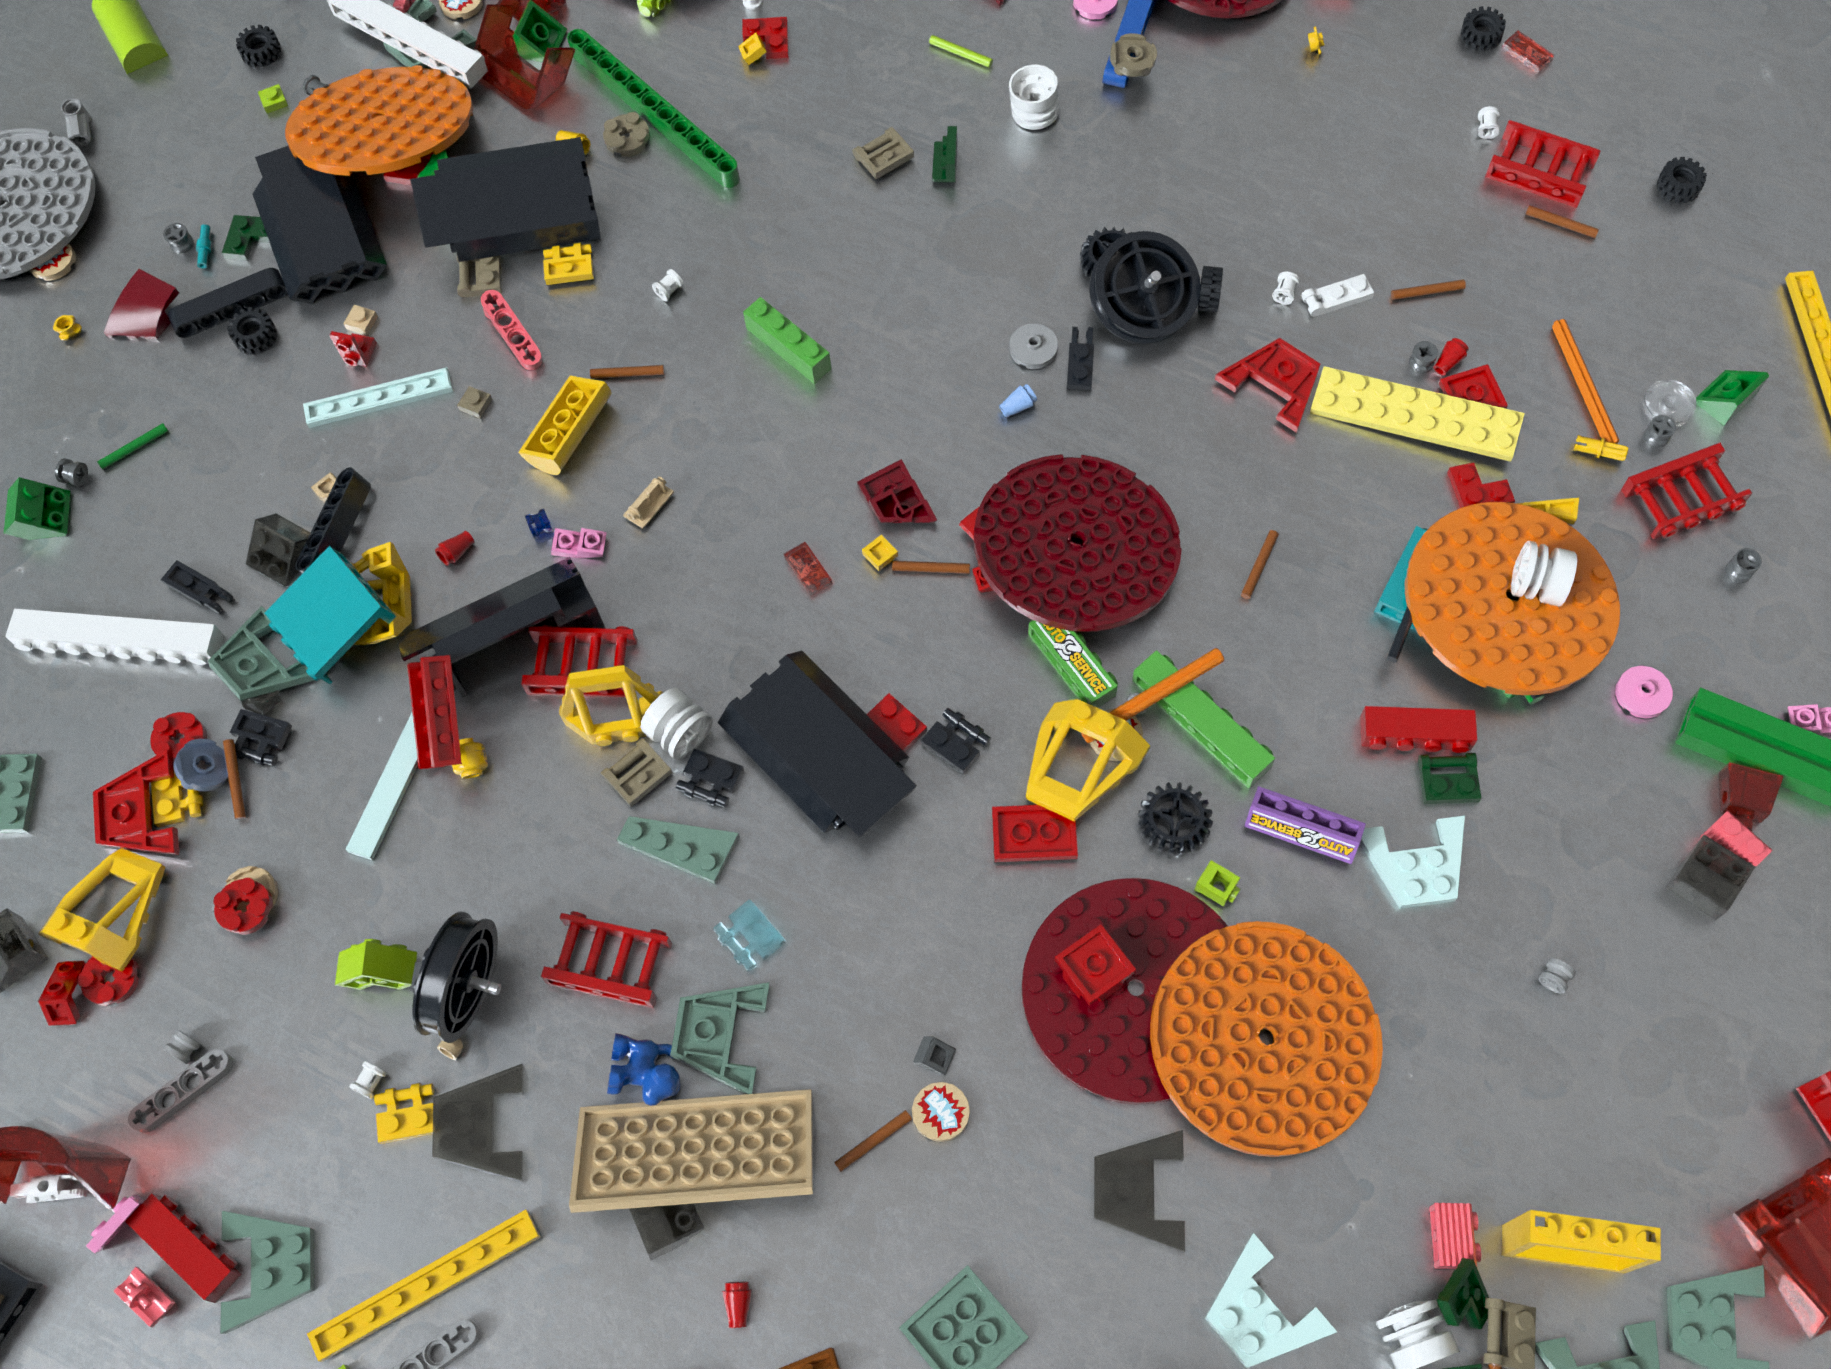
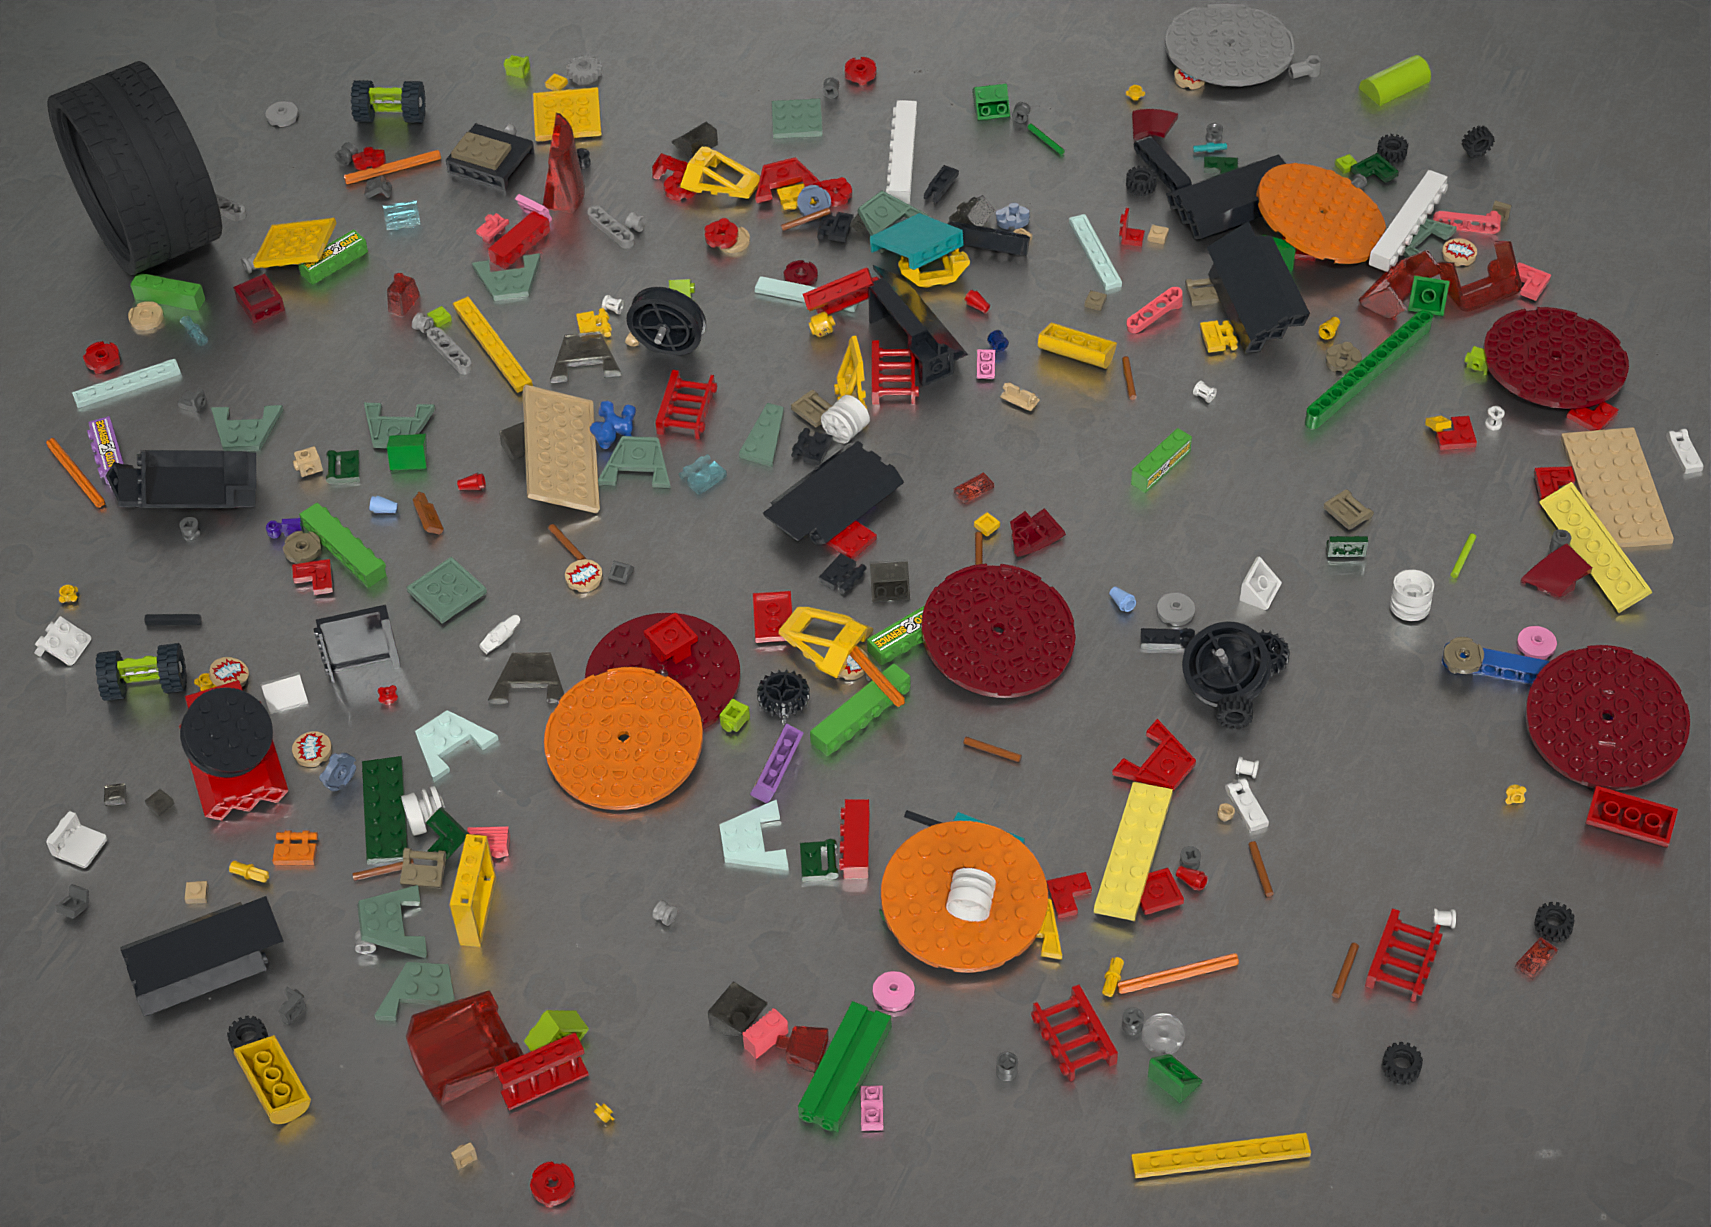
camera: 85 degrees right, 15 degrees down
(282, 484) = (1012, 216): none -> sand blue plate
(289, 63) = (1375, 165): none -> dark green plate
(339, 779) = (800, 266): none -> dark red tile
(974, 676) = (889, 580): none -> clear smoke slope
(1002, 254) = (1259, 585): none -> white slope
(1057, 1238) = (499, 634): none -> white hinge
(1353, 315) = (1225, 812): none -> tan hinge
(1782, 1116) = (554, 1026): none -> lime brick

